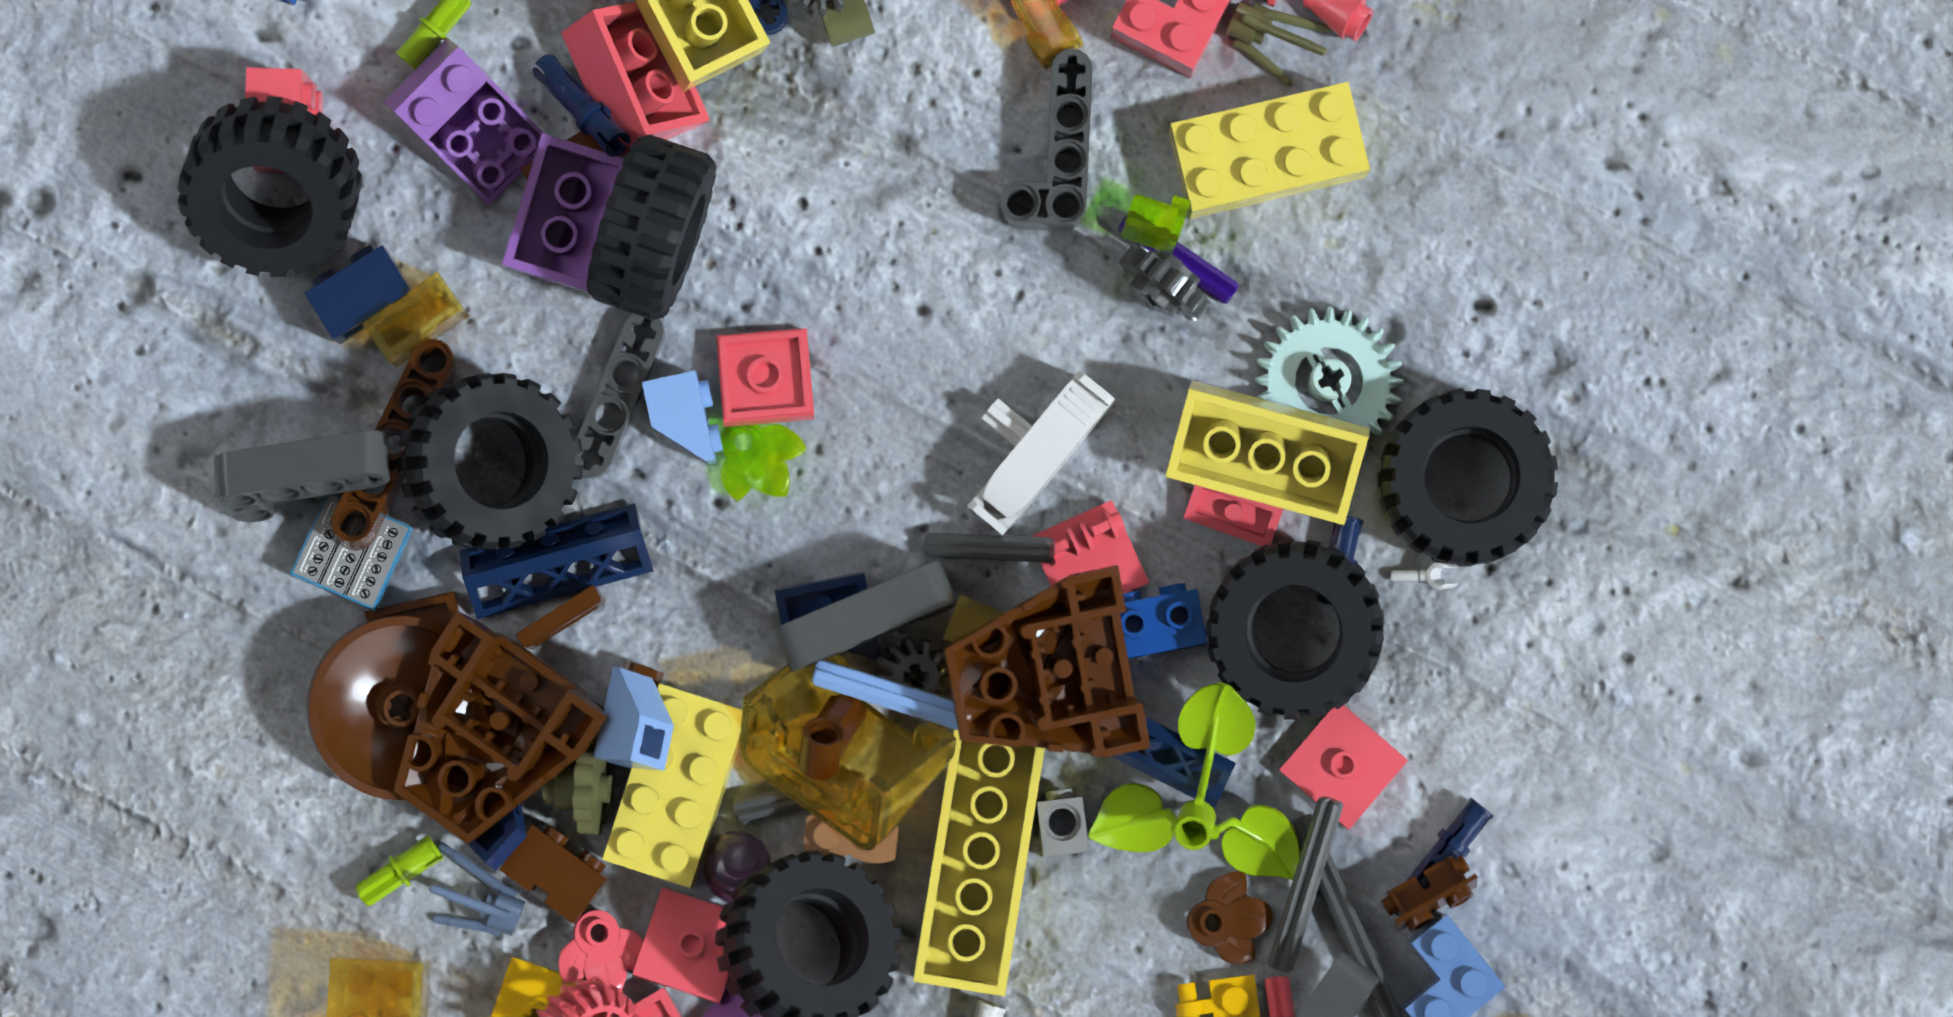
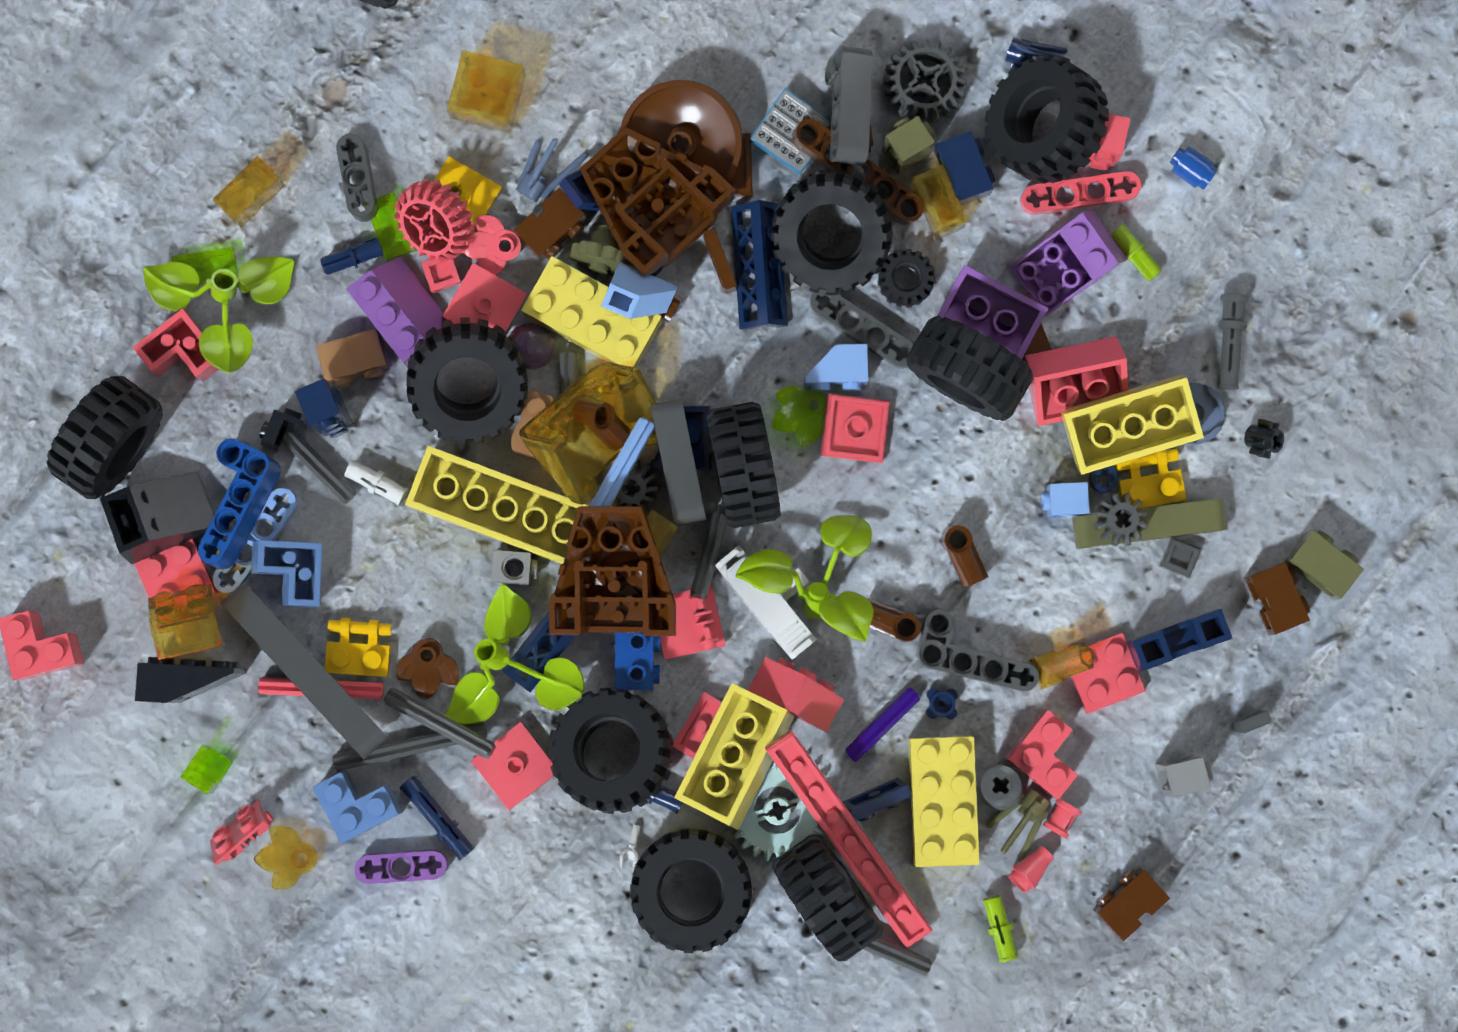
camera: 95 degrees right, 0 degrees up
(171, 243) = (1024, 50): none -> dark blue plant
(225, 389) = (918, 70): none -> dark grey gear
(339, 379) = (908, 143): none -> olive brick
(365, 122) = (1079, 189): none -> coral beam
(399, 871) = (573, 123): lime axle -> none
(528, 319) = (916, 262): none -> black tyre
(590, 116) = (1055, 343): dark blue pin -> none
(808, 60) = (1066, 499): none -> light blue brick
(852, 520) = (743, 464): none -> black tyre
(919, 186) = (964, 559): none -> reddish brown piece
(1029, 279) = (887, 618): none -> reddish brown piece
(1034, 330) = (849, 612): none -> lime plant
(1140, 170) = (948, 710): none -> dark blue plate
(1155, 222) = (908, 712): clear neon green panel -> none
(1158, 384) = (797, 692): none -> coral brick
(1164, 282) = (865, 710): dark grey gear -> none
(1233, 53) = (1003, 775): none -> dark grey piece
(1293, 254) = (883, 796): none -> dark blue plate
(1349, 270) = (848, 838): none -> coral tile
(1439, 281) = (827, 898): none -> black tyre
(1447, 887) = (416, 818): reddish brown hinge -> none
(1456, 24) = (1005, 950): none -> lime pin
(1492, 190) = (900, 956): none -> dark grey axle
(1518, 933) = (377, 860): none -> medium lavender beam

